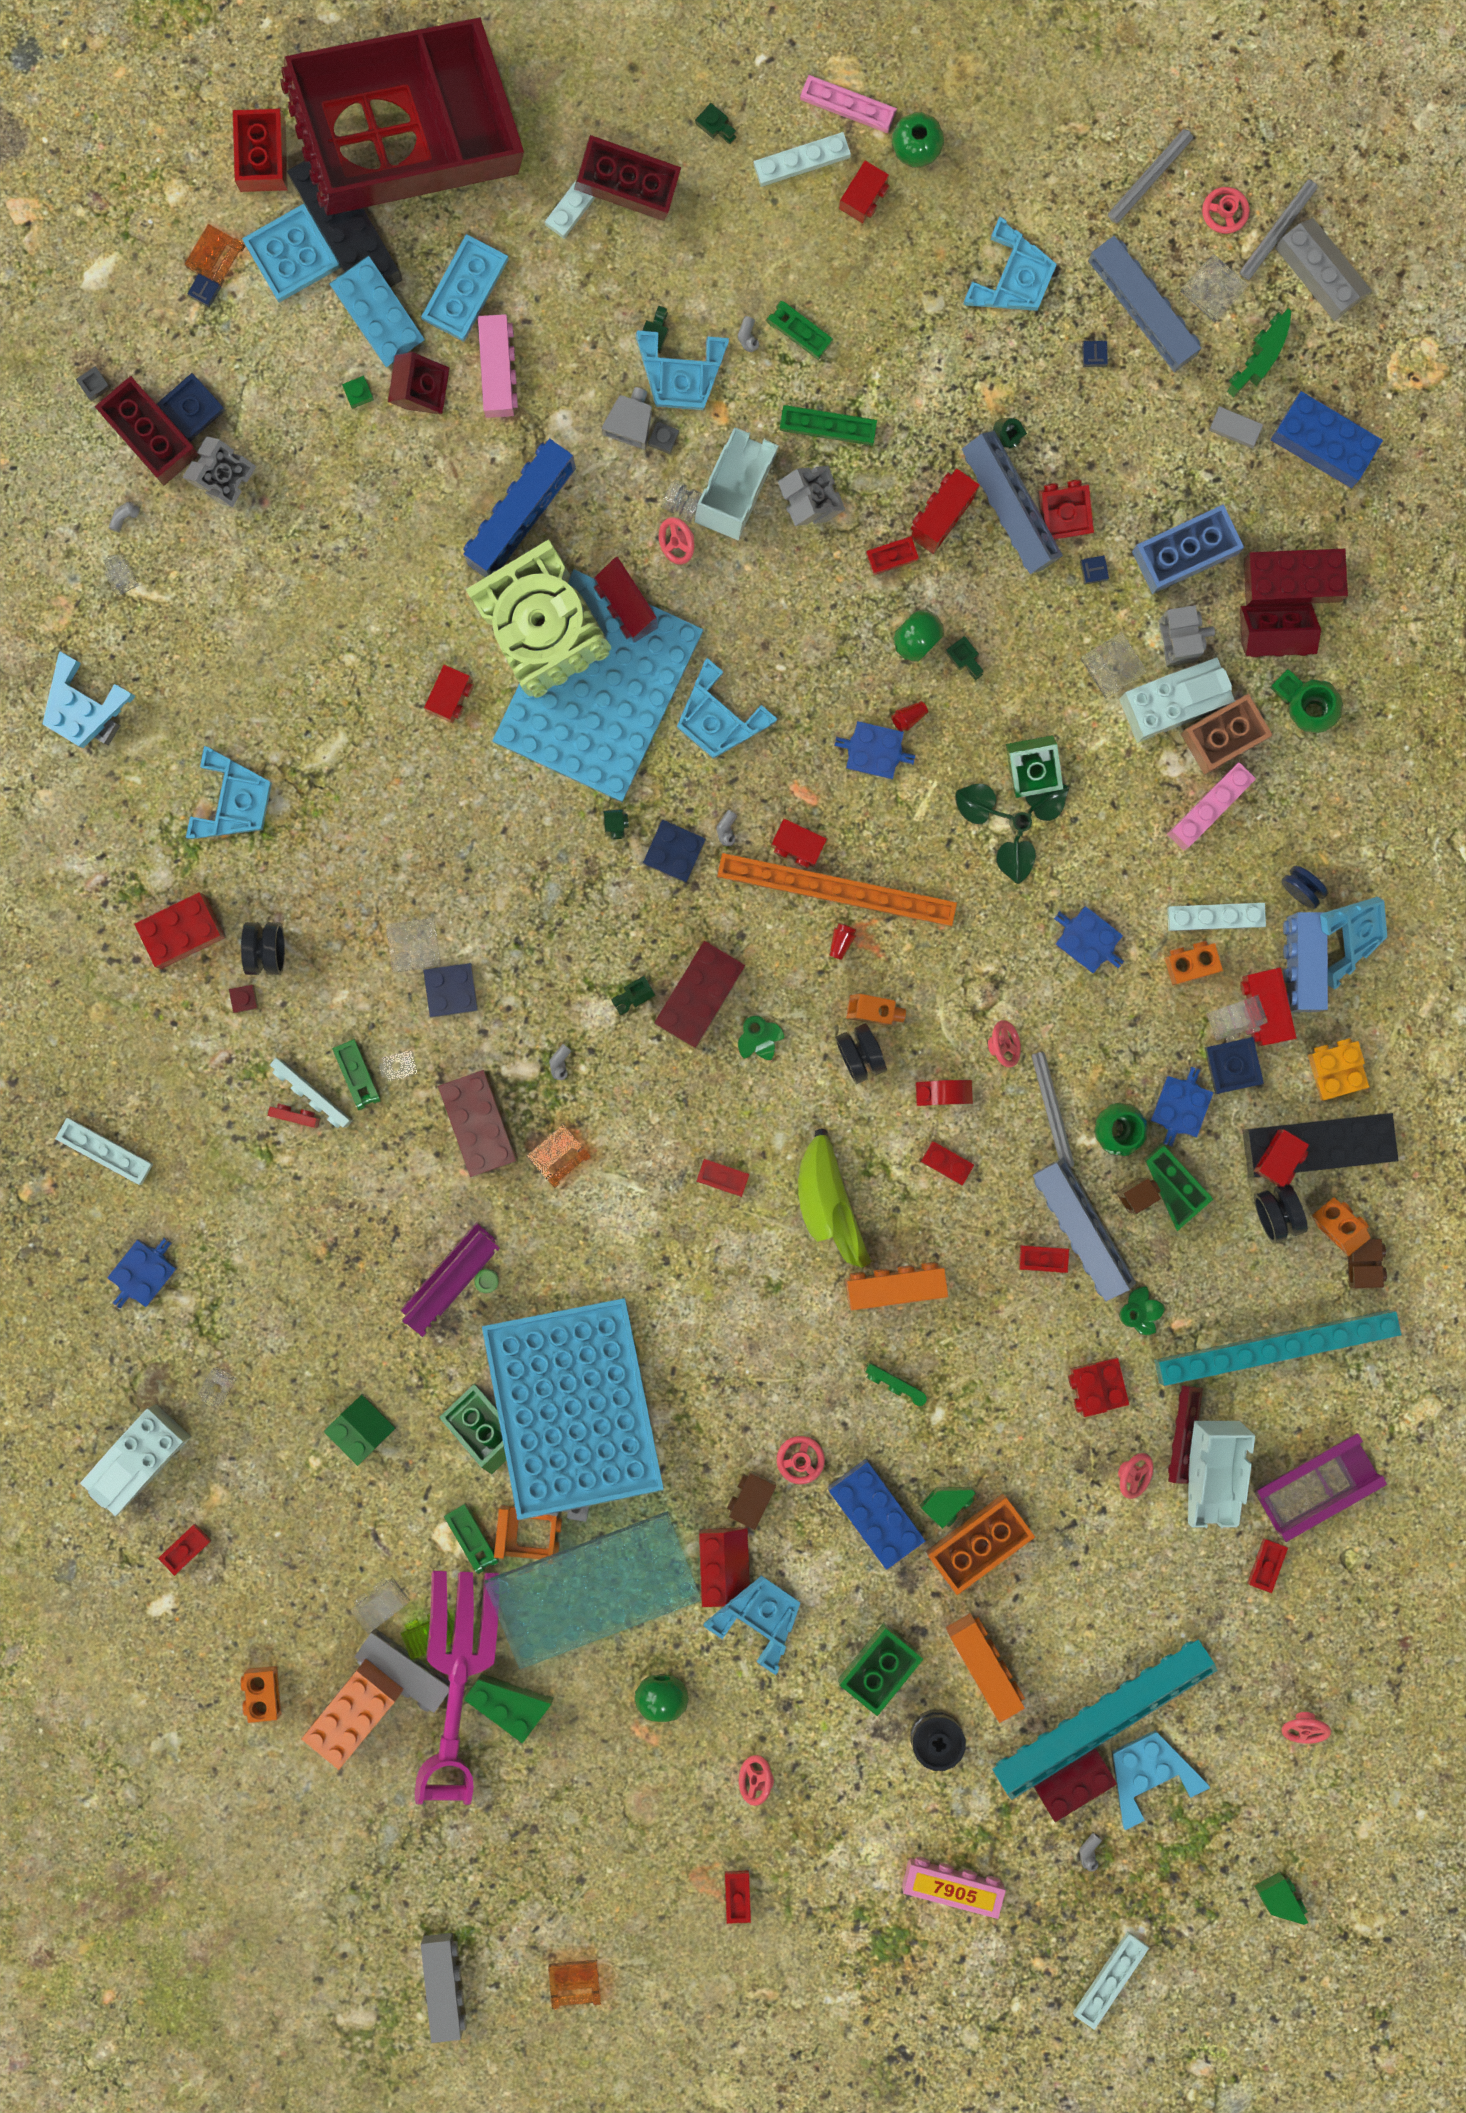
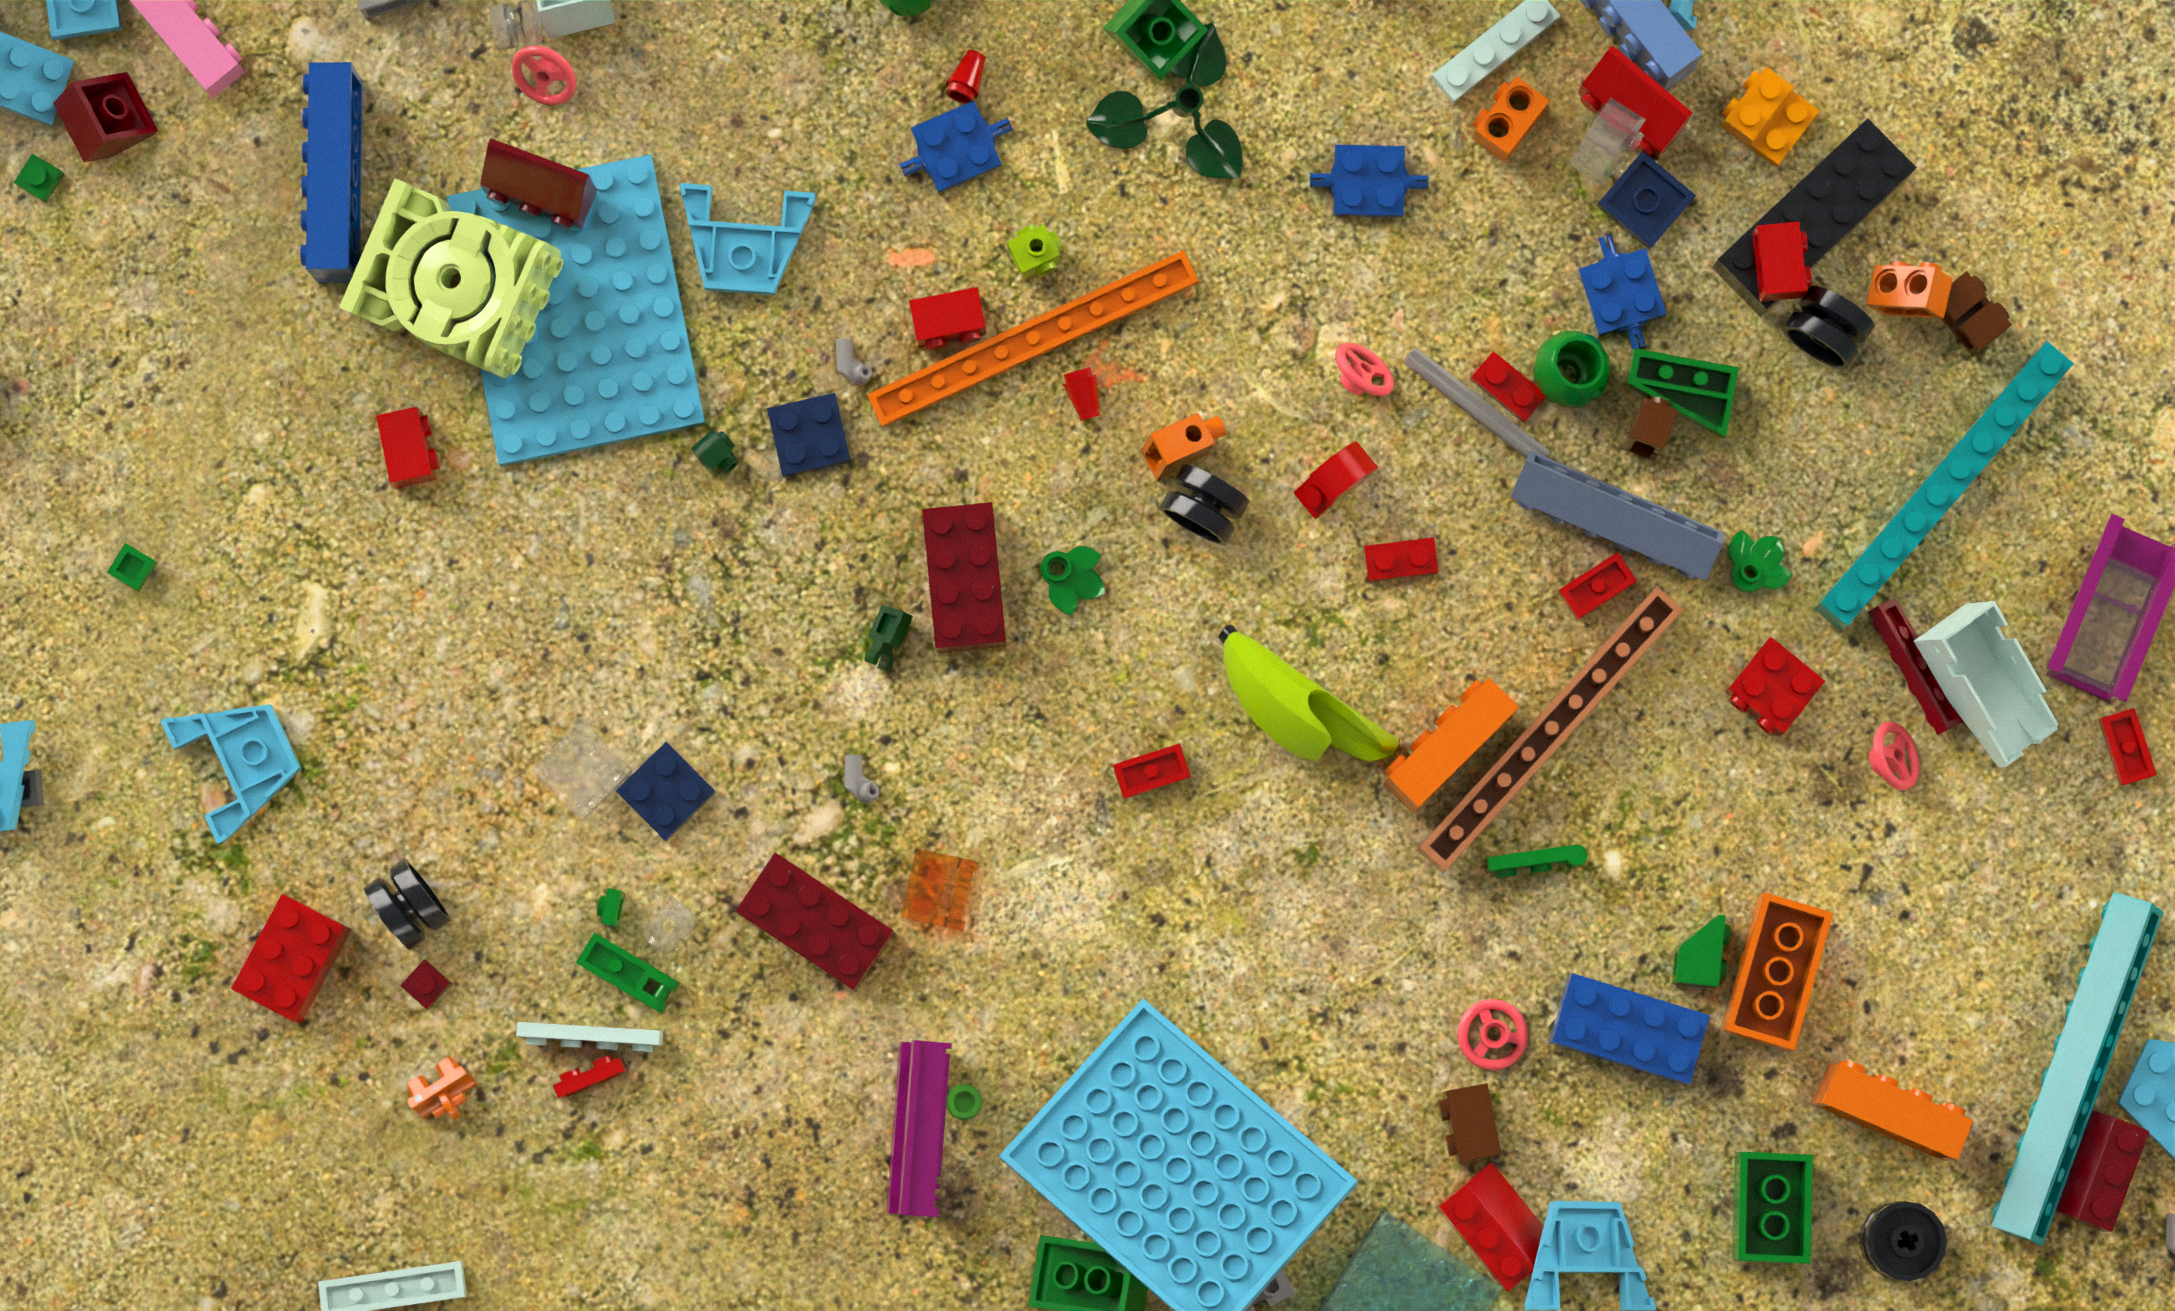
camera: 30 degrees left, 5 degrees down
(208, 1067) = (443, 1094): none -> orange hips
(250, 649) = (132, 567): none -> green plate
(373, 1032) = (611, 907): none -> green plate
(865, 843) = (1029, 262): none -> lime brick
(957, 1319) = (1549, 730): none -> nougat brick
(1078, 1112) = (1508, 387): none -> red plate

